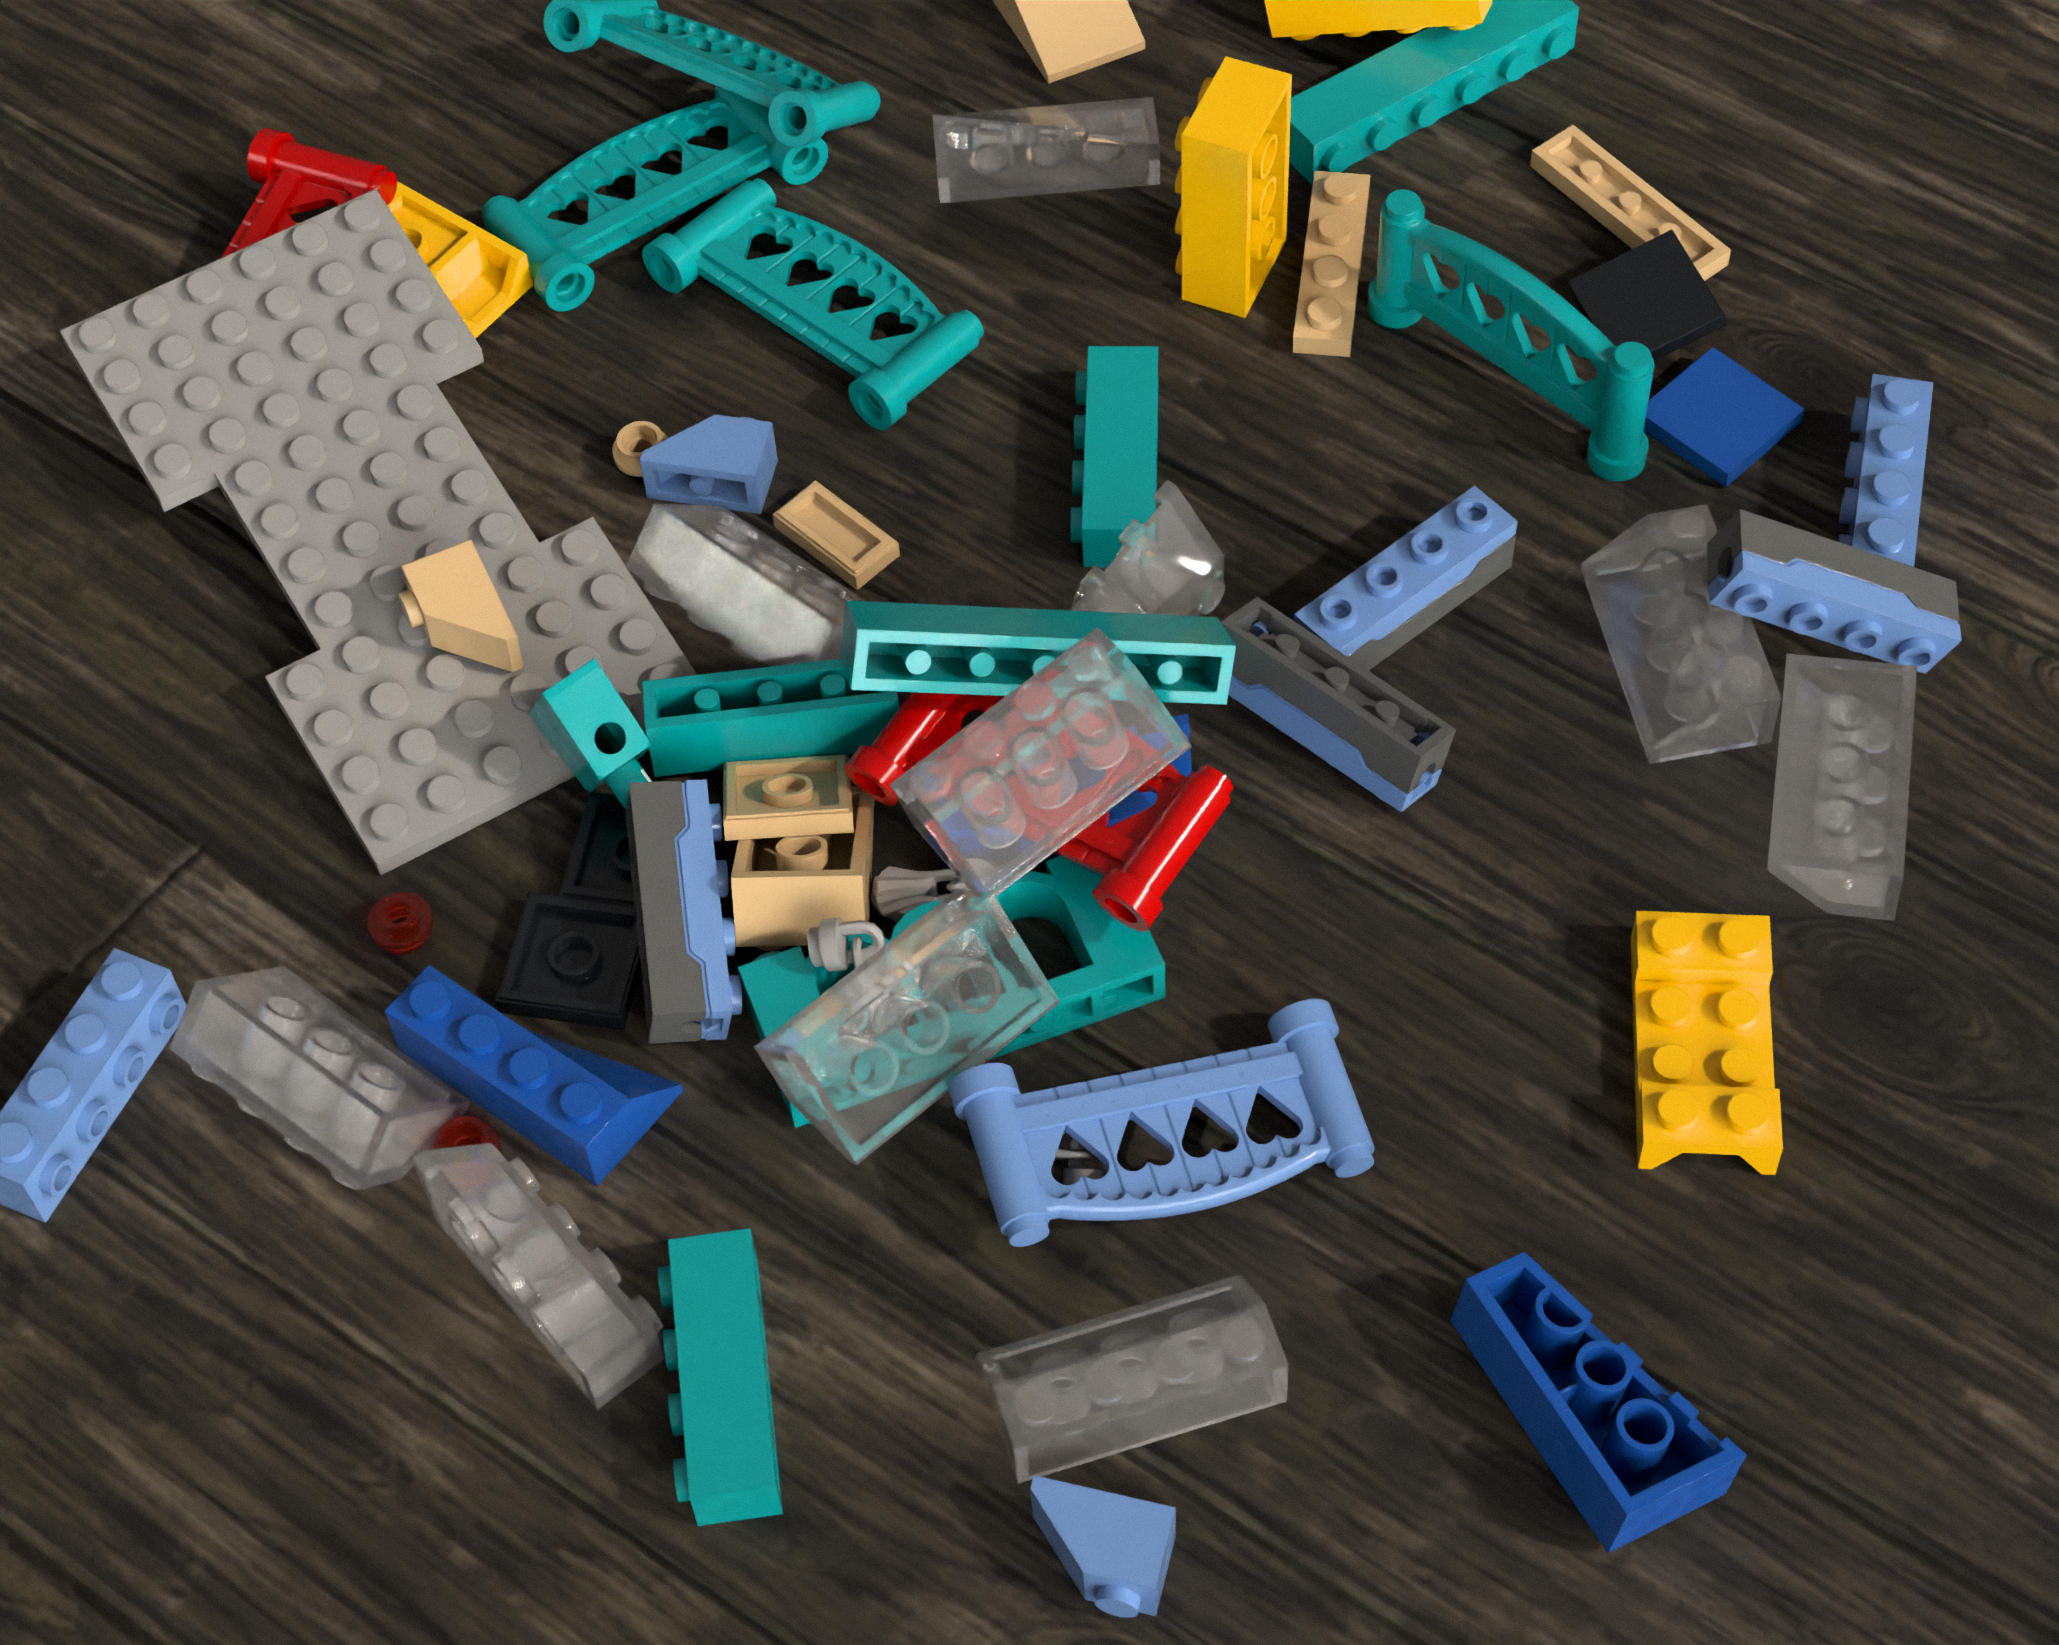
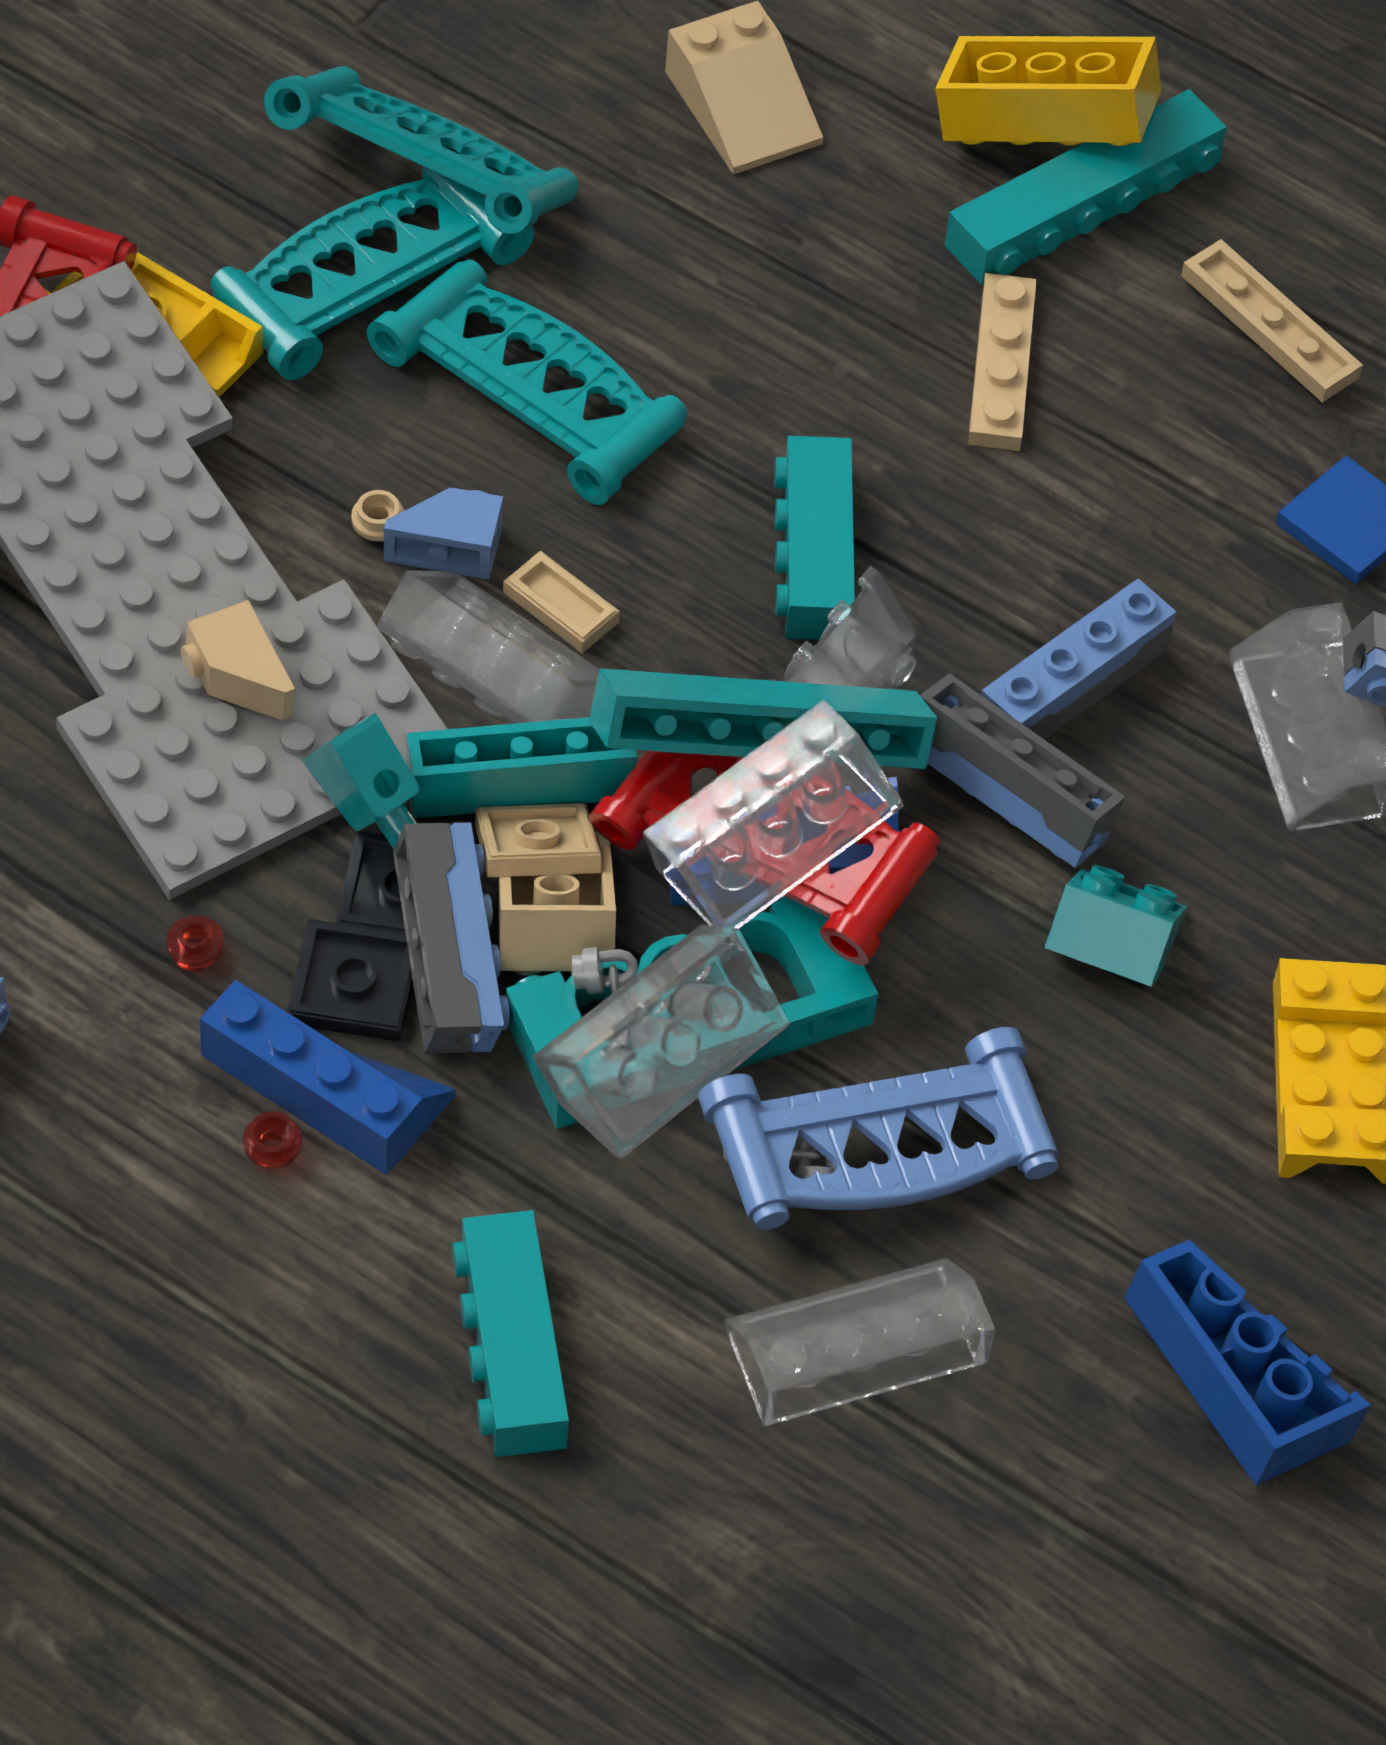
camera: 10 degrees left, 0 degrees up
(314, 1074) = (133, 1074): clear slope -> none
(541, 1267) = (349, 1242): clear wedge -> none
(902, 890) = (641, 925): light grey piece -> none
(1046, 149) = (737, 242): clear wedge -> none
(1107, 1543) = (842, 1471): medium blue slope -> none
(1233, 185) = (919, 293): yellow brick -> none
(1409, 286) = (1076, 388): teal piece -> none
(1446, 876) = (1116, 924): none -> teal slope
(1649, 297) = (1287, 412): black tile -> none

